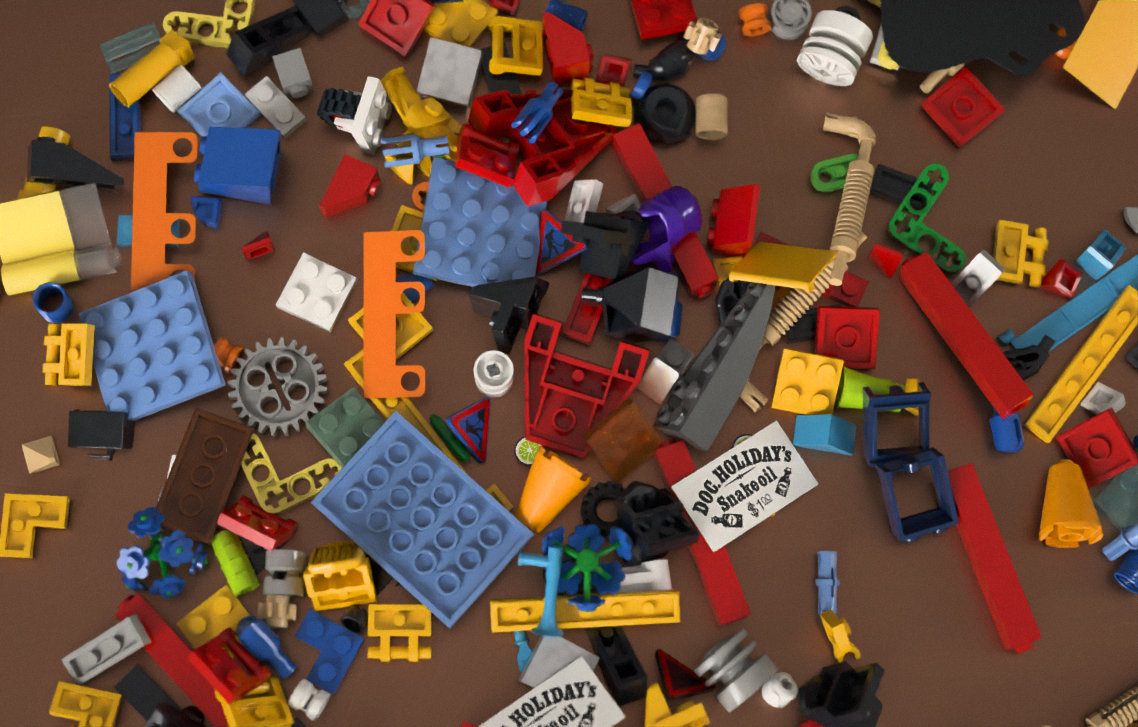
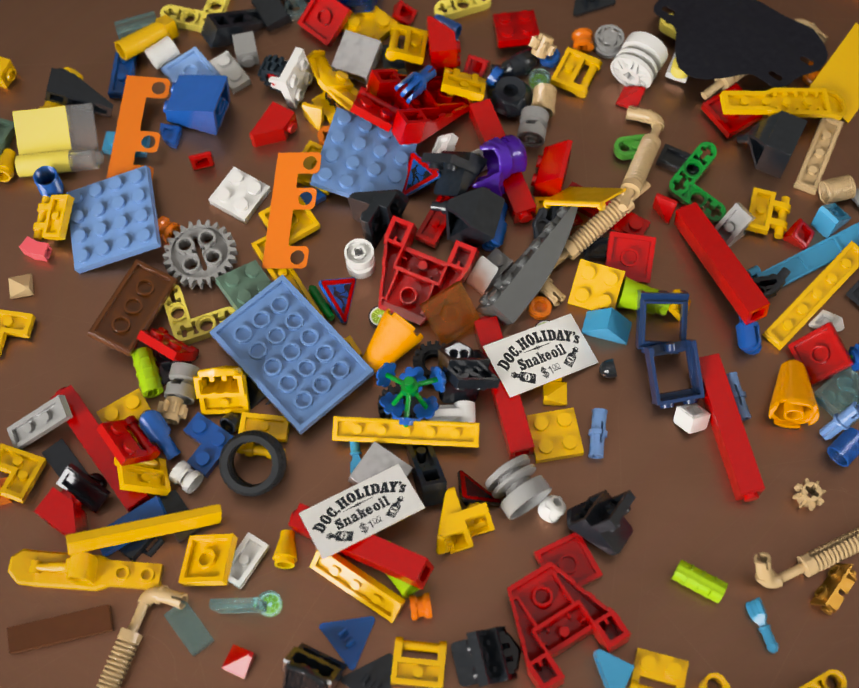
camera: 15 degrees right, 10 degrees down
(52, 401) = (36, 249): none -> coral piece
(100, 430) = (67, 273): black piece -> none
(161, 548) = (97, 353): blue plant -> none
(389, 706) = (228, 471): none -> black tyre
(419, 148) = (321, 99): medium blue arm -> none
(552, 561) = (382, 395): dark azure piece -> none
(701, 80) = (538, 76): none -> clear light blue tile
(701, 157) = (533, 126): none -> light grey wheel
(739, 418) = (540, 308): none -> orange tile
(740, 65) = (569, 69): none -> yellow plate
(768, 534) = (555, 393): none -> yellow slope
(773, 589) = (555, 435): none -> yellow plate
(826, 97) = (631, 96): none -> red slope
(832, 494) = (607, 369): none -> black hinge
(838, 632) = (602, 468): yellow plate -> none
(943, 549) = (691, 418): none -> white slope
(1000, 513) = (739, 395): none -> medium blue pin
(1023, 154) = (774, 141): none -> black piece
(1034, 97) = (796, 101): none -> yellow piece
(1079, 160) = (818, 155): none -> tan tile
(1103, 633) = (814, 489): none -> tan gear
(1107, 212) = (837, 189): none -> tan piece

